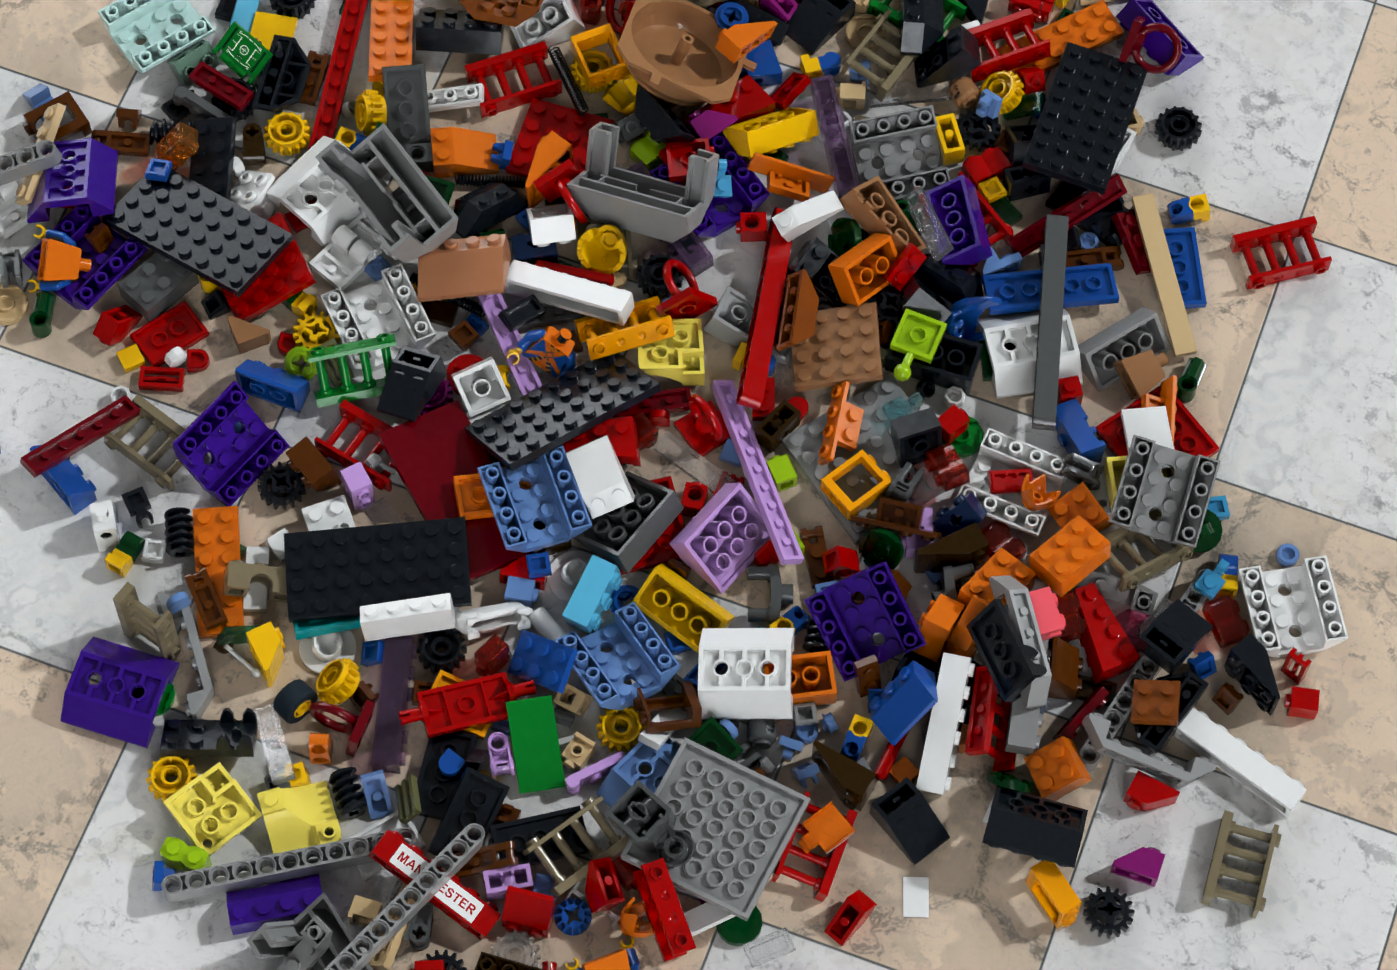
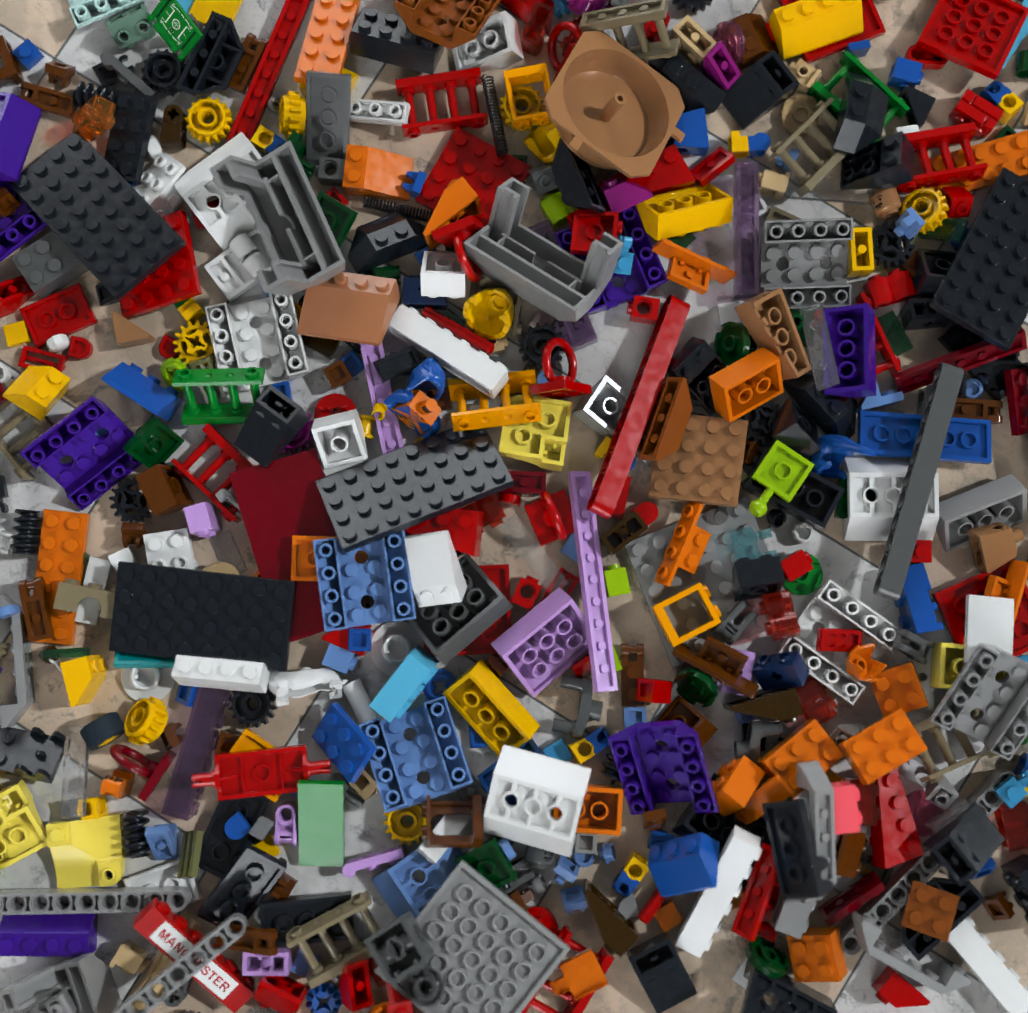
camera: 15 degrees right, 20 degrees up
(92, 106) = (28, 54): none -> blue plate
(158, 170) = (71, 140): blue tile -> none
(168, 398) = (38, 390): none -> yellow slope
(221, 86) = (149, 58): dark red plate -> none
(288, 516) = (133, 534): none -> reddish brown tile
(292, 424) = (153, 443): none -> dark green tile
(491, 656) = (296, 726): clear red brick -> none
(556, 314) = (427, 377): none -> blue hair
(578, 761) = (367, 830): tan brick -> none
(725, 11) = (680, 78): blue gear -> none
(743, 38) = (677, 105): orange slope -> none
(806, 215) = (700, 317): white slope -> none
(904, 266) = (785, 389): red plate -> none
(992, 189) = (889, 315): yellow tile -> none

